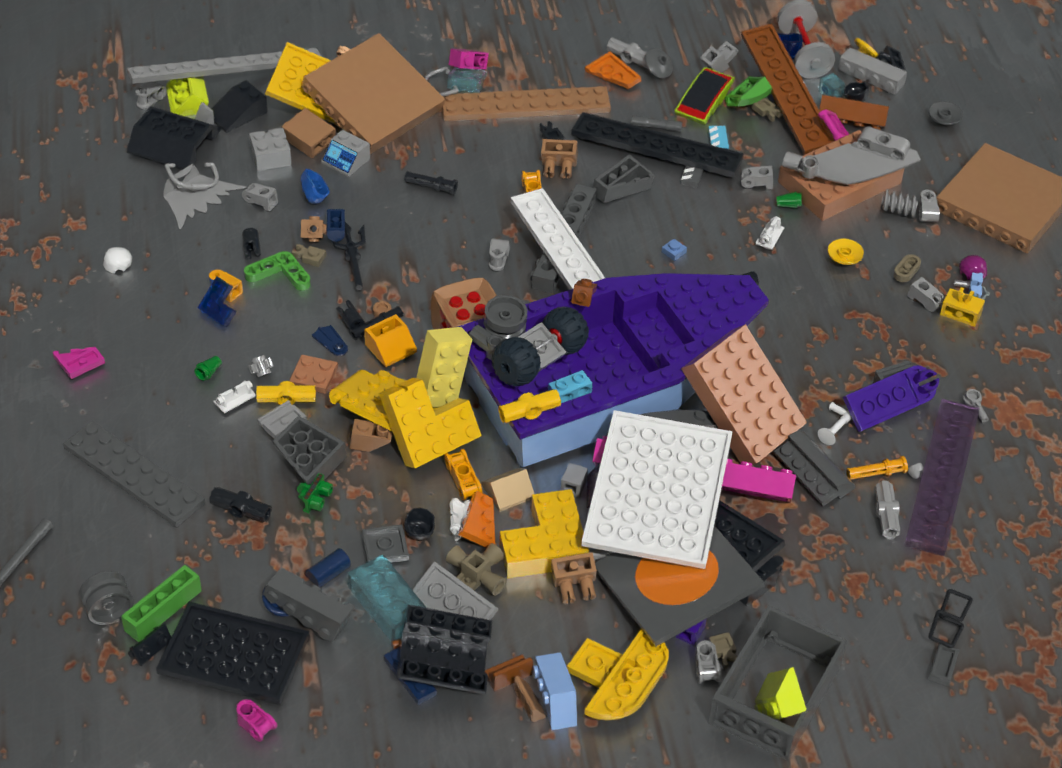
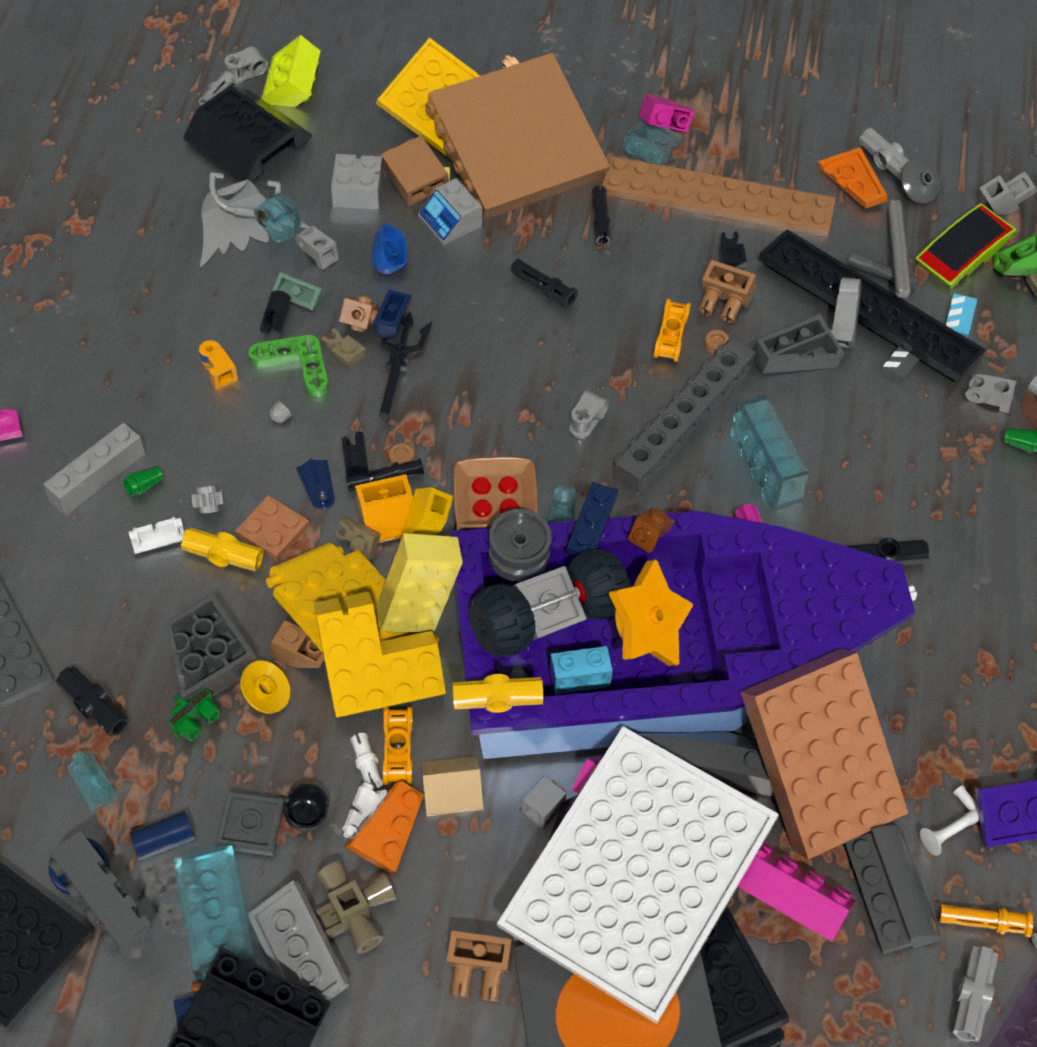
camera: 20 degrees right, 10 degrees up
(116, 259) = (103, 290): white hair -> none
(136, 113) = (223, 81): none -> light grey pin
(170, 368) = (94, 469): none -> light grey brick
(205, 114) = (299, 112): light grey slope -> none
(206, 67) = (329, 47): light grey plate -> none
(214, 304) = (189, 386): clear blue plate -> none
(225, 183) = (278, 217): none -> clear light blue piece
(239, 106) = (344, 110): black slope -> none
(263, 551) = (91, 781): none -> clear light blue hinge
(265, 227) = (301, 292): none -> sand green slope
(279, 418) = (199, 584): light grey plate -> none
(285, 303) = (279, 412): none -> light grey hinge
(357, 464) = (272, 682): none -> yellow dish
(378, 362) = (360, 537): none -> dark tan plate
(417, 332) = (428, 512): none -> yellow slope
(445, 488) = (366, 760): none -> white pin
(453, 136) = (601, 220): none -> black pin
(455, 89) = (598, 134): light grey piece -> none
(485, 340) = (481, 567): dark grey piece -> none
(543, 296) = (592, 519): none -> dark blue plate
(555, 237) = (669, 425): white plate -> none
(555, 535) = (466, 897): yellow brick -> none
(563, 191) = (714, 340): none -> medium nougat tile
(605, 341) = (650, 616): none -> light orange plate
(630, 243) = (769, 452): none -> clear light blue brick
(645, 150) = (847, 312): none -> light grey leg
(662, 106) = (899, 249): none -> light grey axle
(674, 249) = (831, 472): medium blue plate -> none
(770, 233) = (976, 485): white hinge -> none

